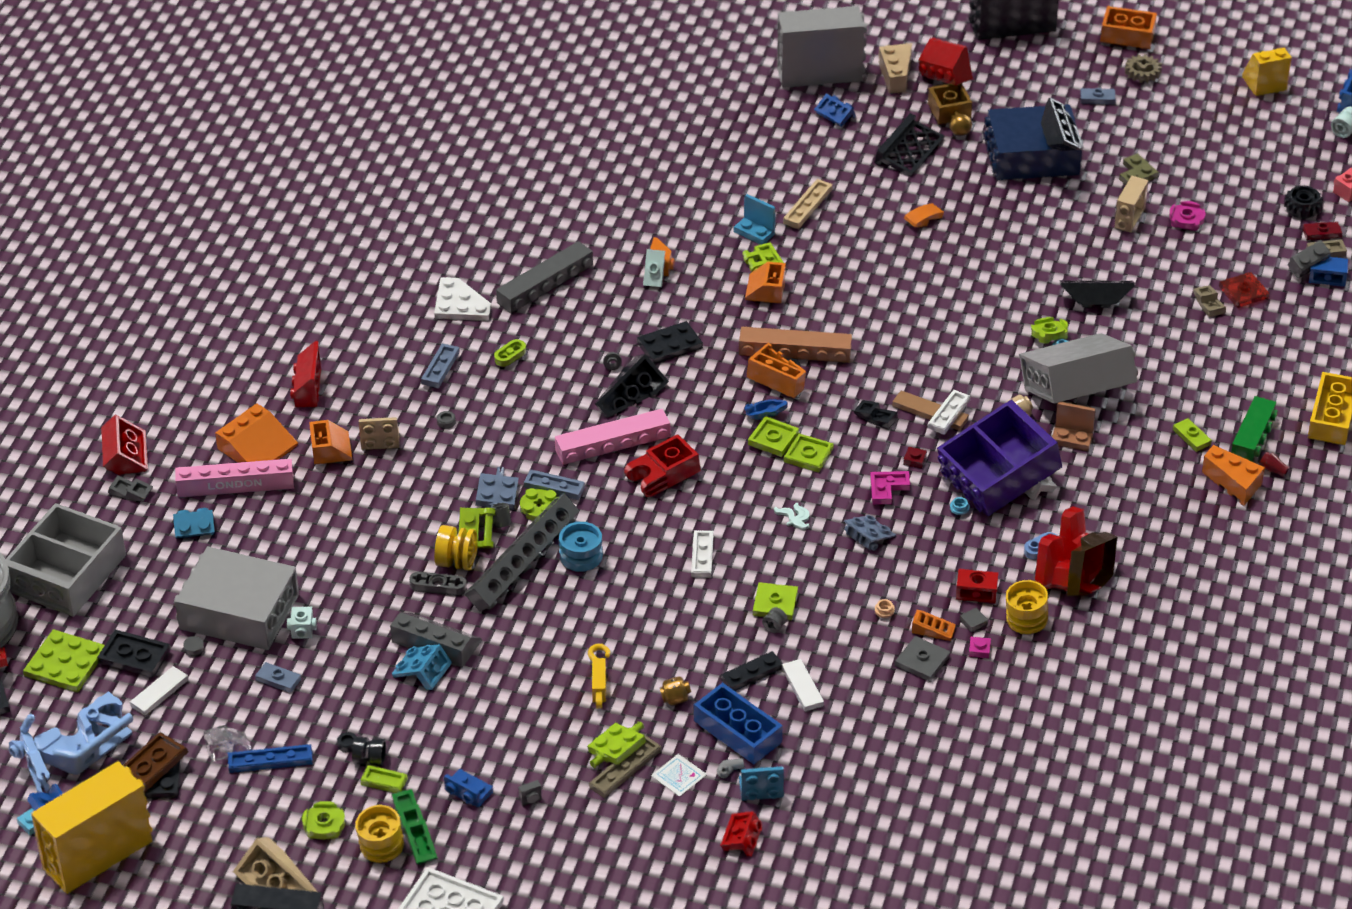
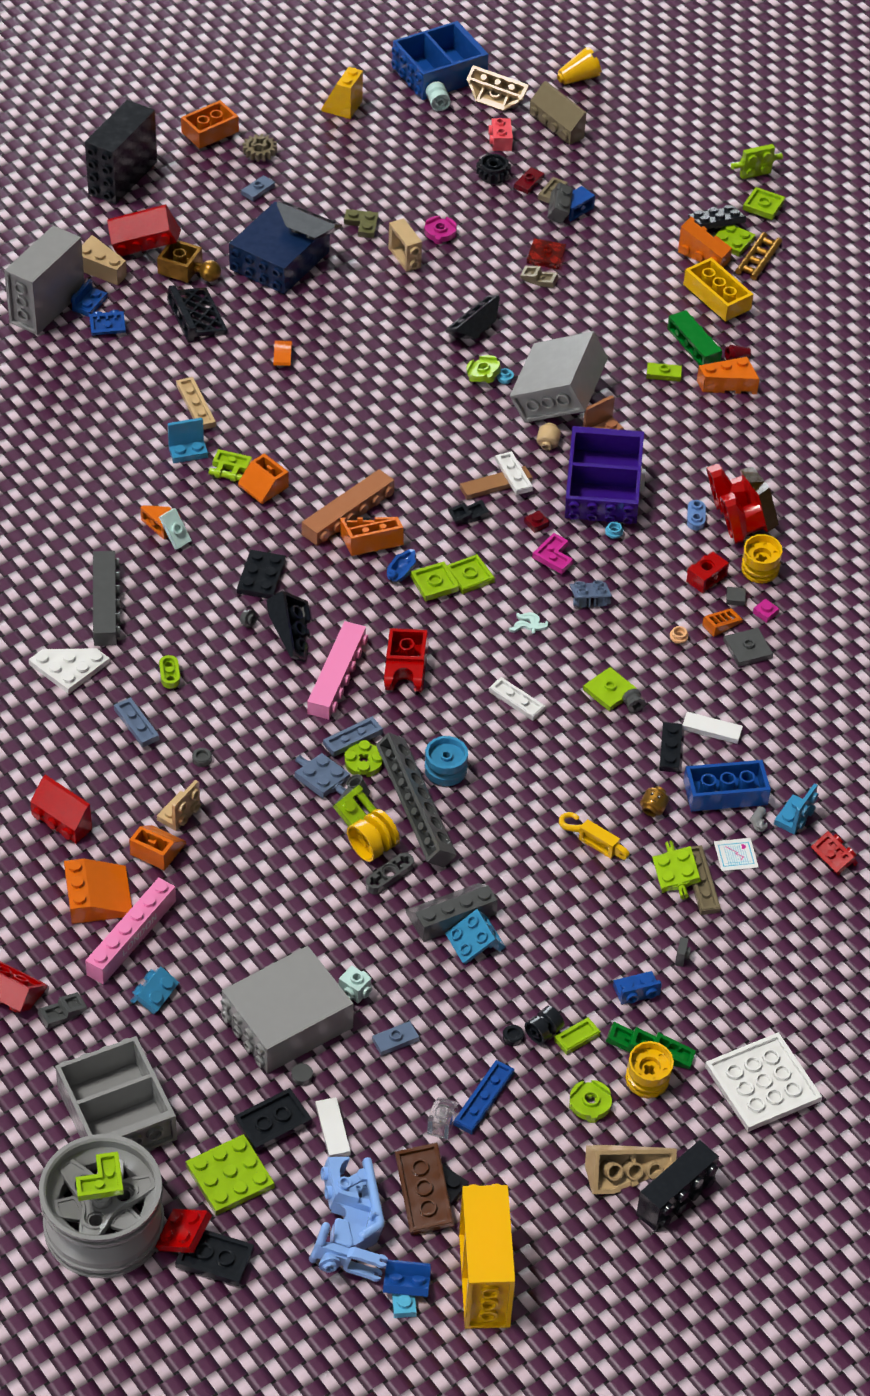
camera: 55 degrees left, 5 degrees up
(849, 85) = (87, 299): none -> blue bracket

